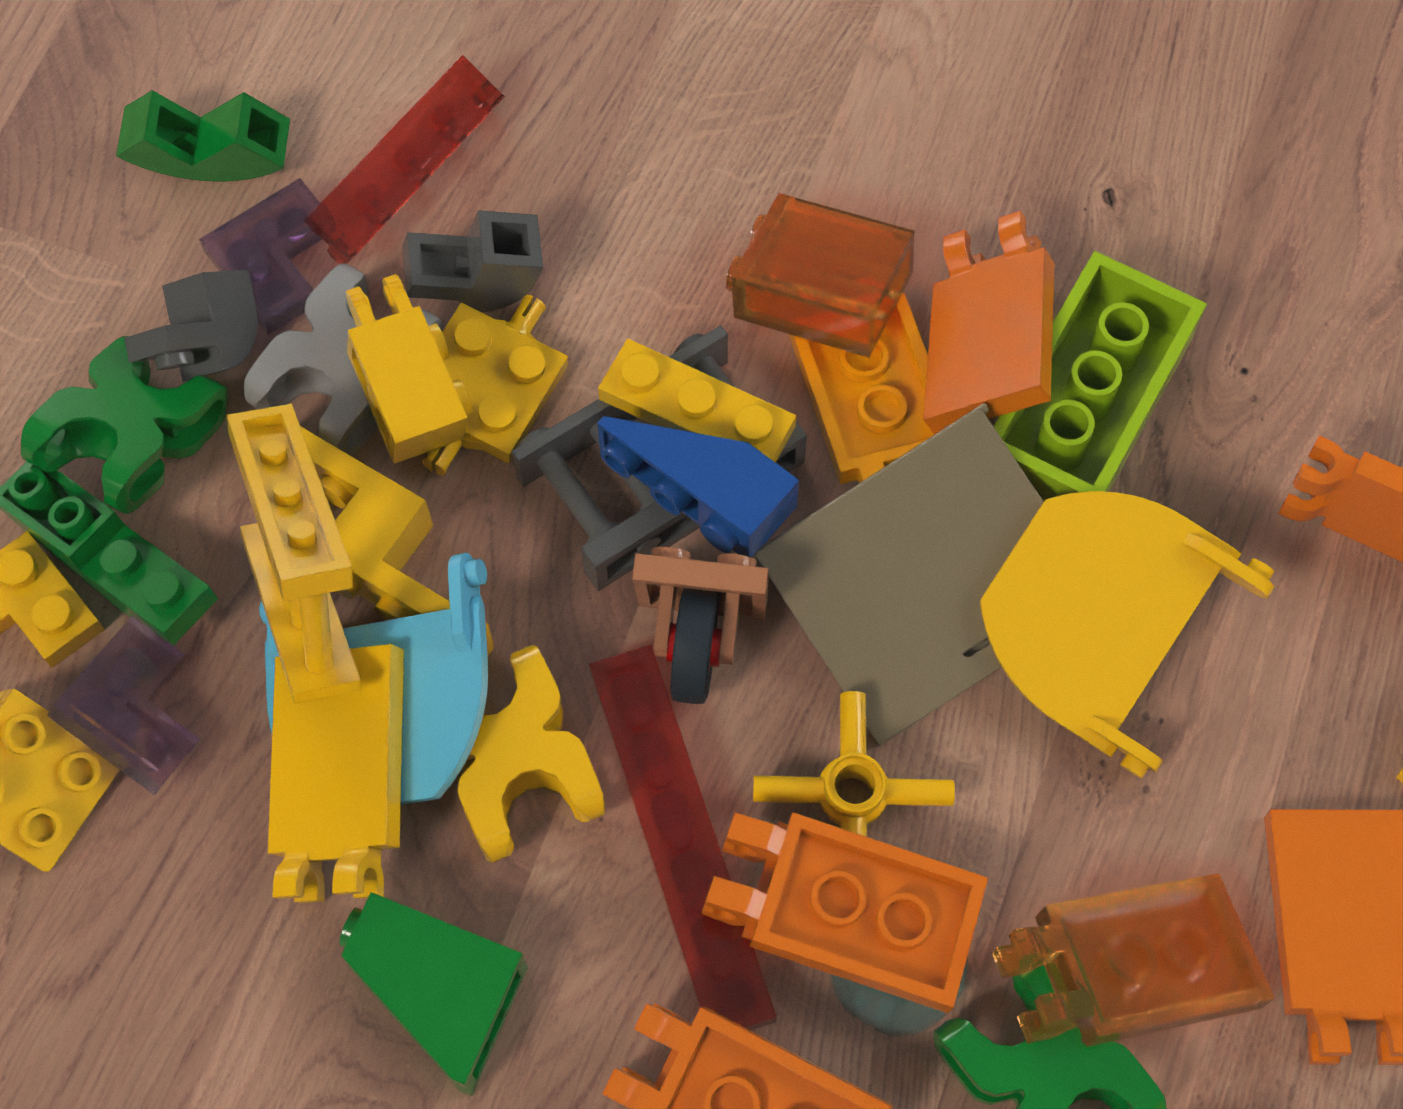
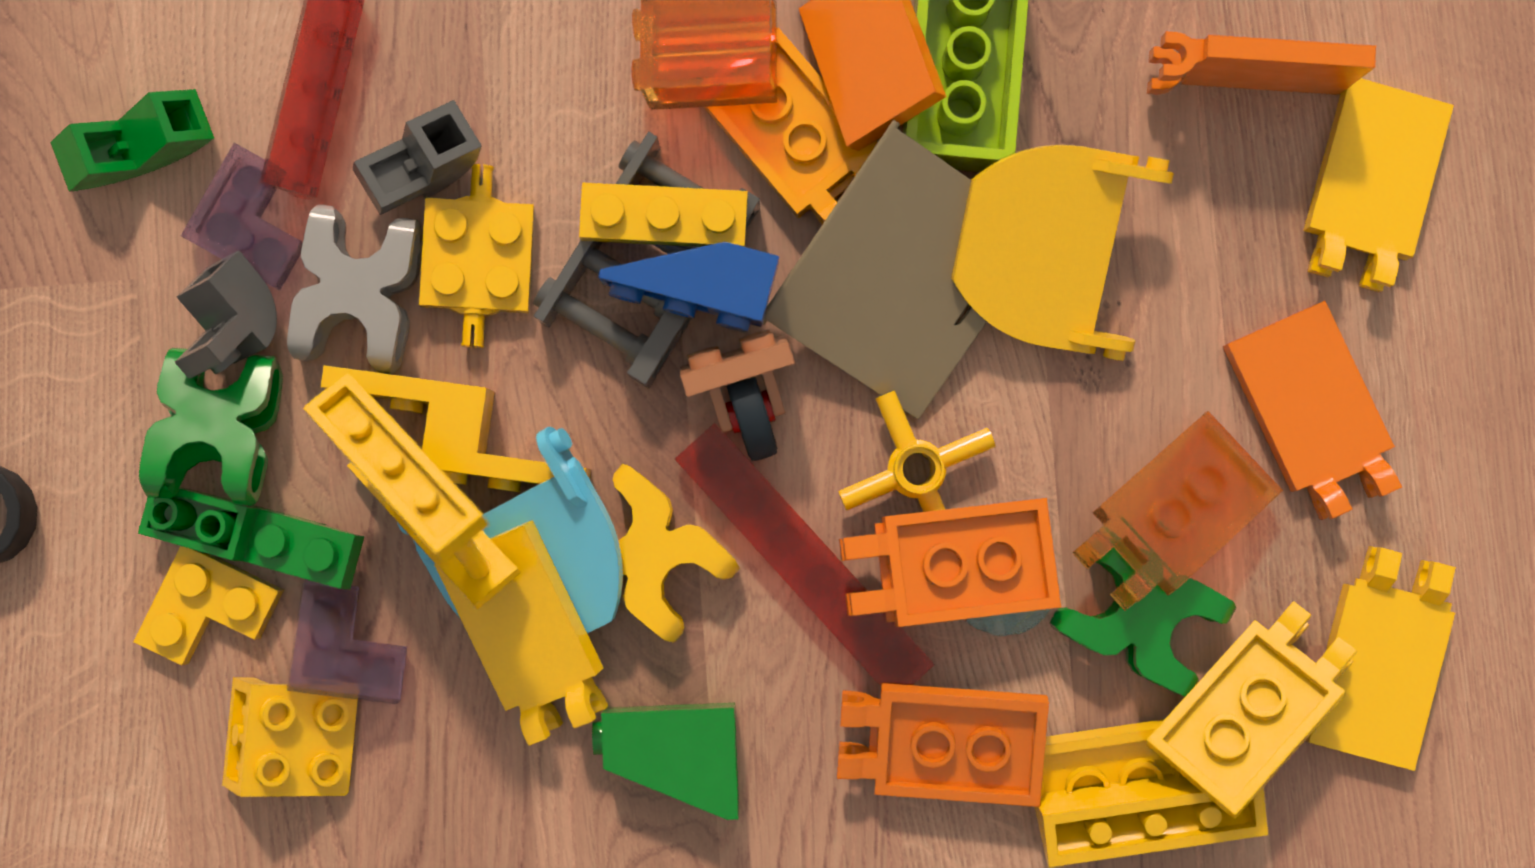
camera: 25 degrees left, 20 degrees up
(405, 374) = (417, 291): yellow hinge -> none

